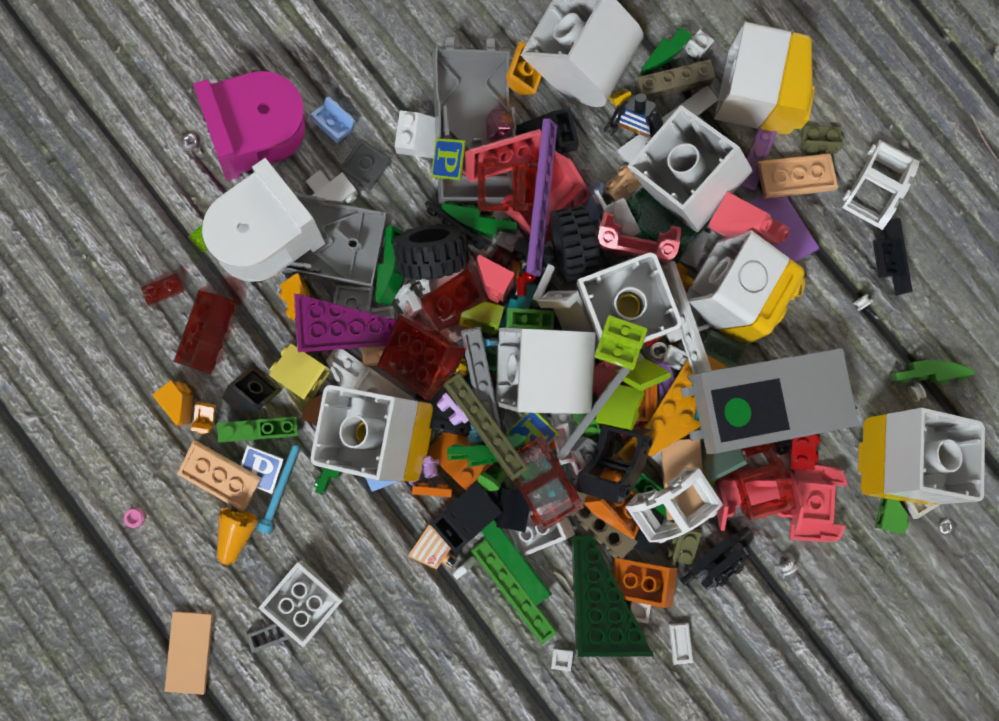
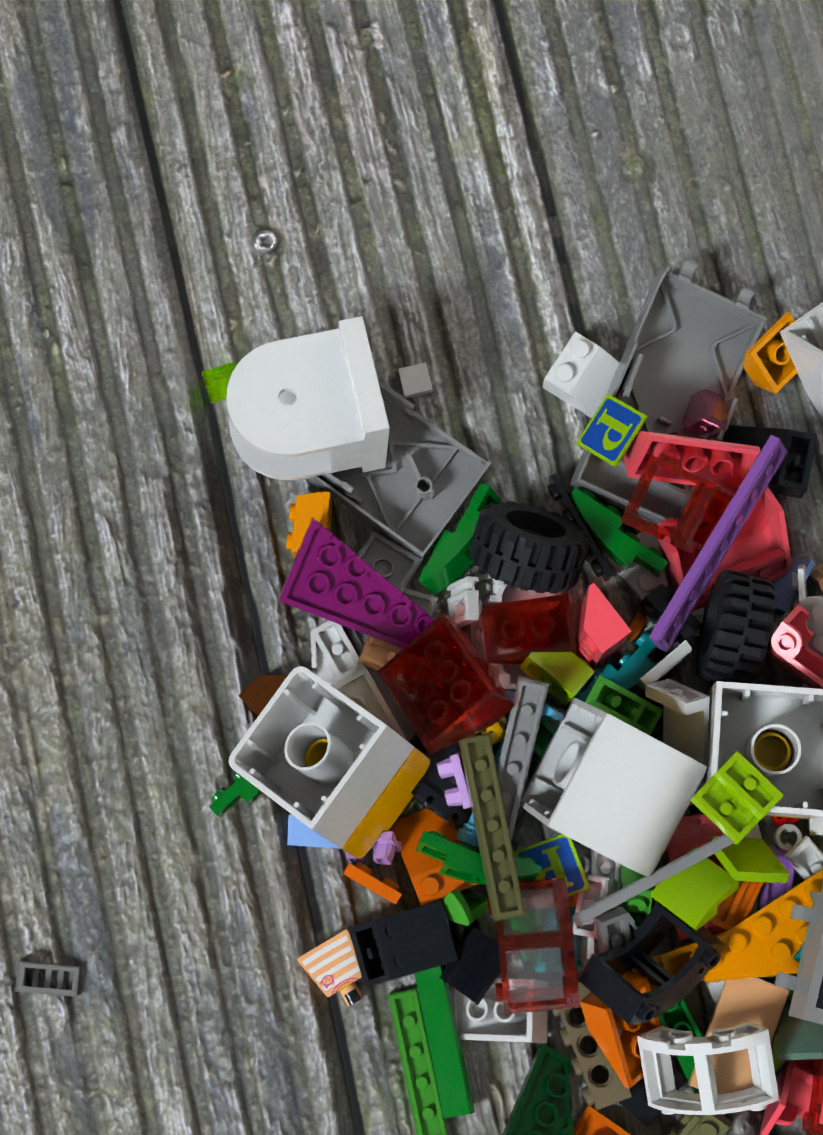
camera: 30 degrees right, 5 degrees down
(162, 289) = (132, 427): clear red tile -> none
(176, 402) = (79, 591): light orange slope -> none
(204, 418) = (105, 631): light orange bracket -> none
(205, 331) = (162, 512): clear red slope -> none
(219, 476) = (87, 722): light nougat tile -> none
(233, 533) = (70, 811): light orange cone -> none
(250, 391) = (186, 624): black slope -> none
(252, 119) = (364, 254): dark pink piece -> none
(257, 429) = (170, 682): bright green slope -> none
(264, 465) = (147, 739): piece -> none
(265, 525) = (119, 820): medium azure piece -> none
(299, 372) = (266, 629): light yellow slope -> none
(301, 603) = (117, 954): white slope -> none
(333, 120) = (476, 302): light blue bracket -> none
(338, 191) = (437, 403): white slope -> none
(365, 164) = (491, 383): dark grey tile -> none
(464, 568) = (367, 1015): white tile -> none
(503, 257) = (625, 602): clear red slope -> none
(523, 281) = (638, 648): red arm -> none

